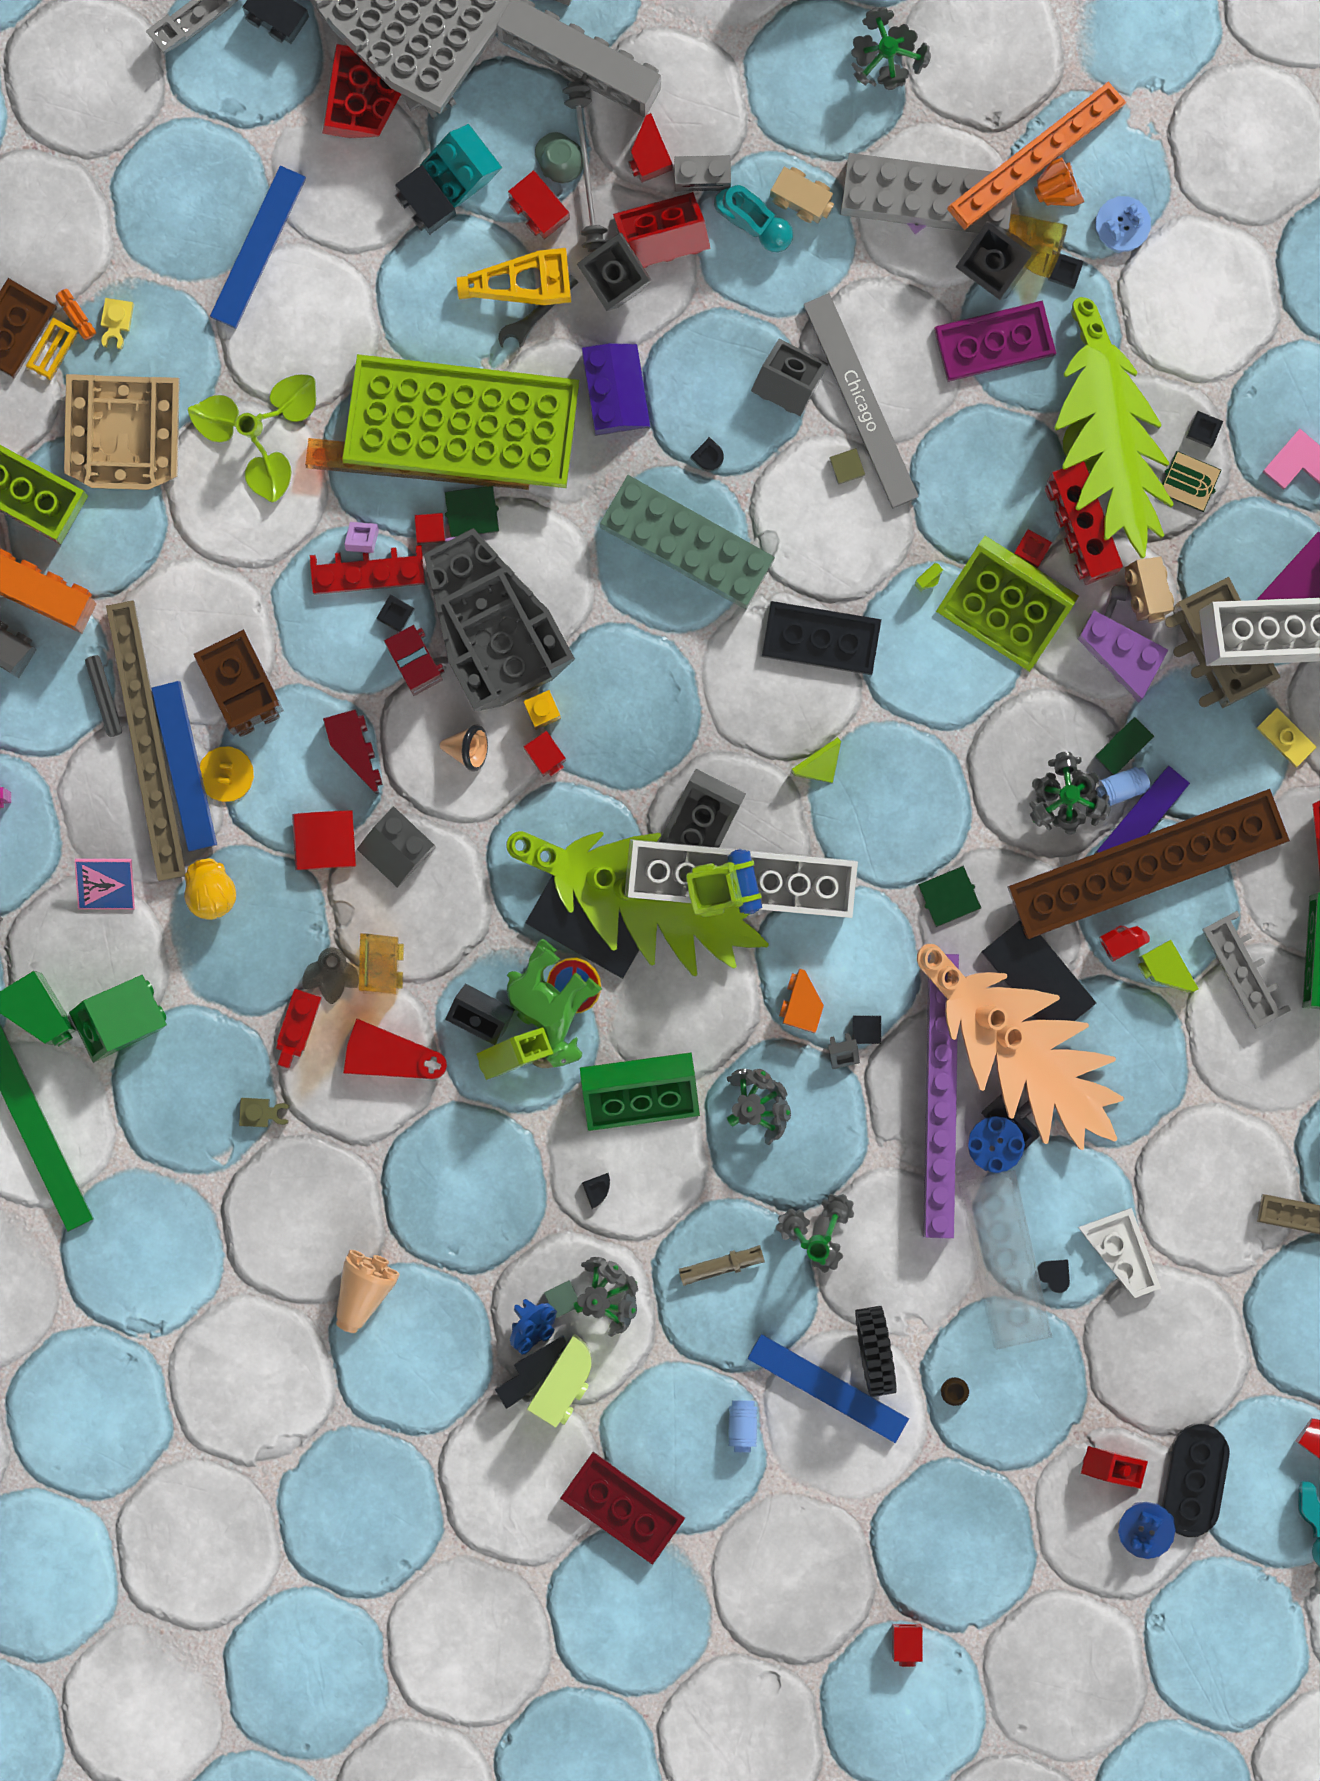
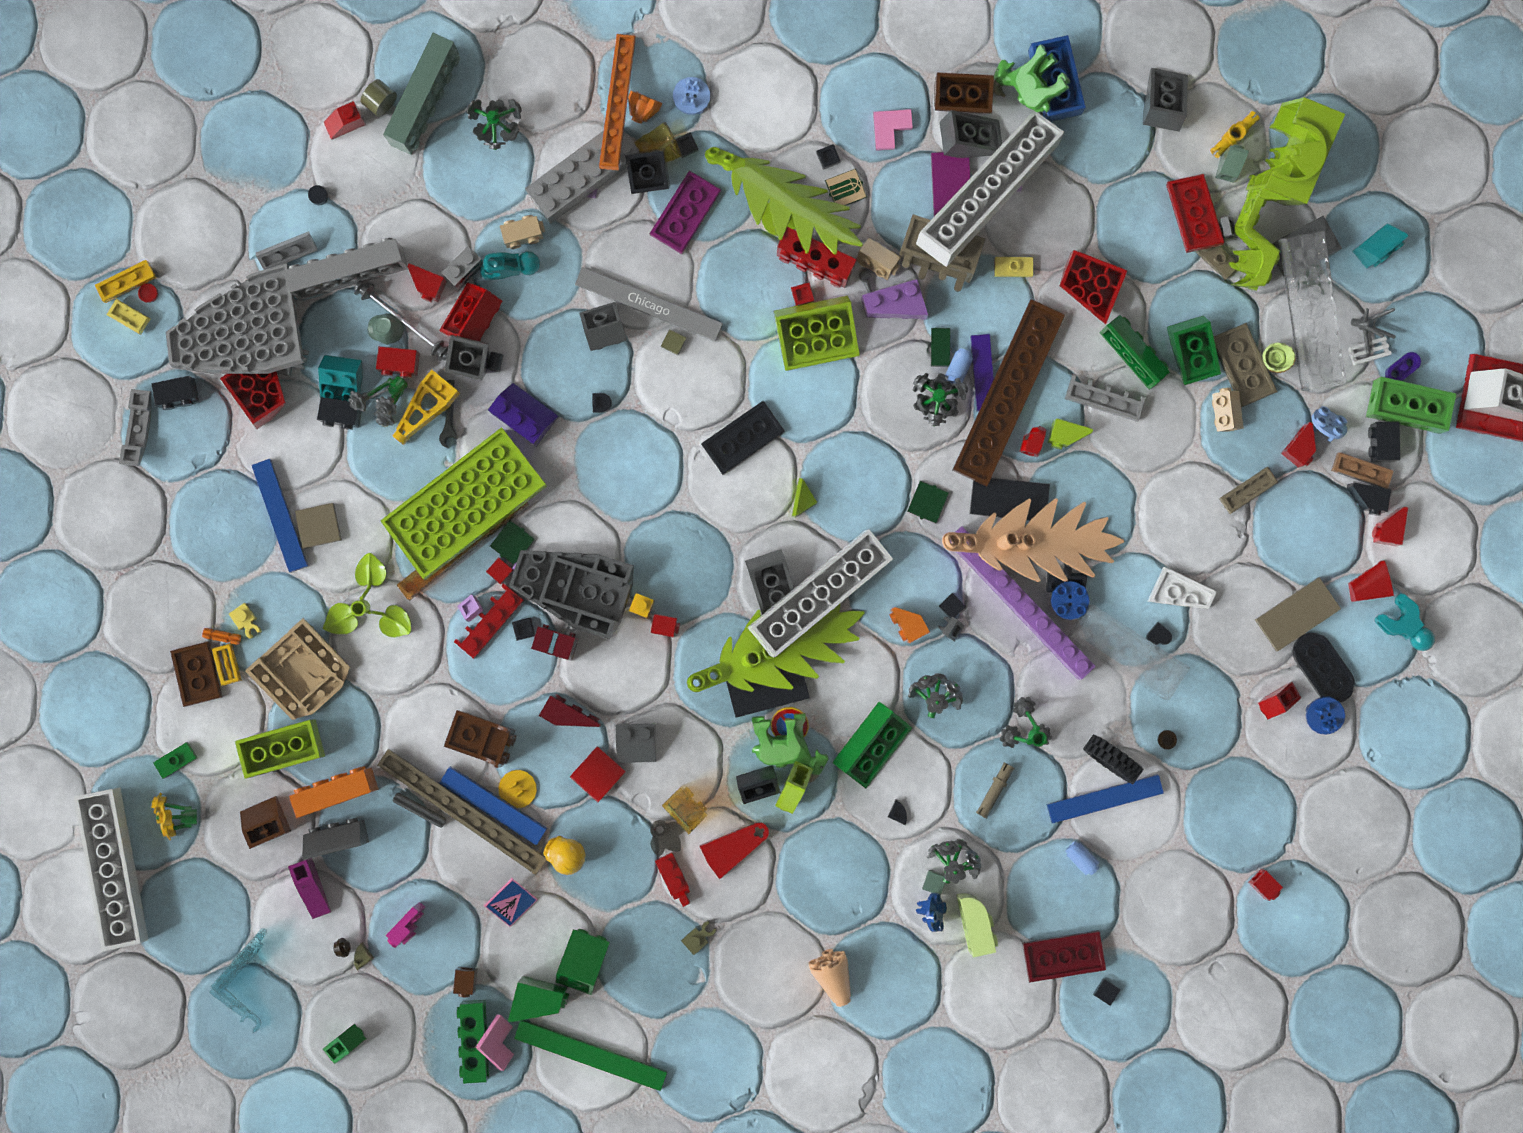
camera: 40 degrees left, 0 degrees up
(287, 296) = (318, 525): none -> dark tan tile
(468, 747) = (623, 659): light nougat hat -> none
(478, 241) = (384, 406): none -> dark grey plant
(530, 1371) = (954, 934): black slope -> none
(630, 1589) = (1106, 992): none -> black tile
(639, 304) = (495, 361): none -> black hinge
(687, 542) = (631, 454): sand green brick -> none
(725, 886) = (817, 605): lime piece -> none
(929, 578) = (767, 357): lime tile -> none
(1224, 1397) = (1297, 614): none -> dark tan tile

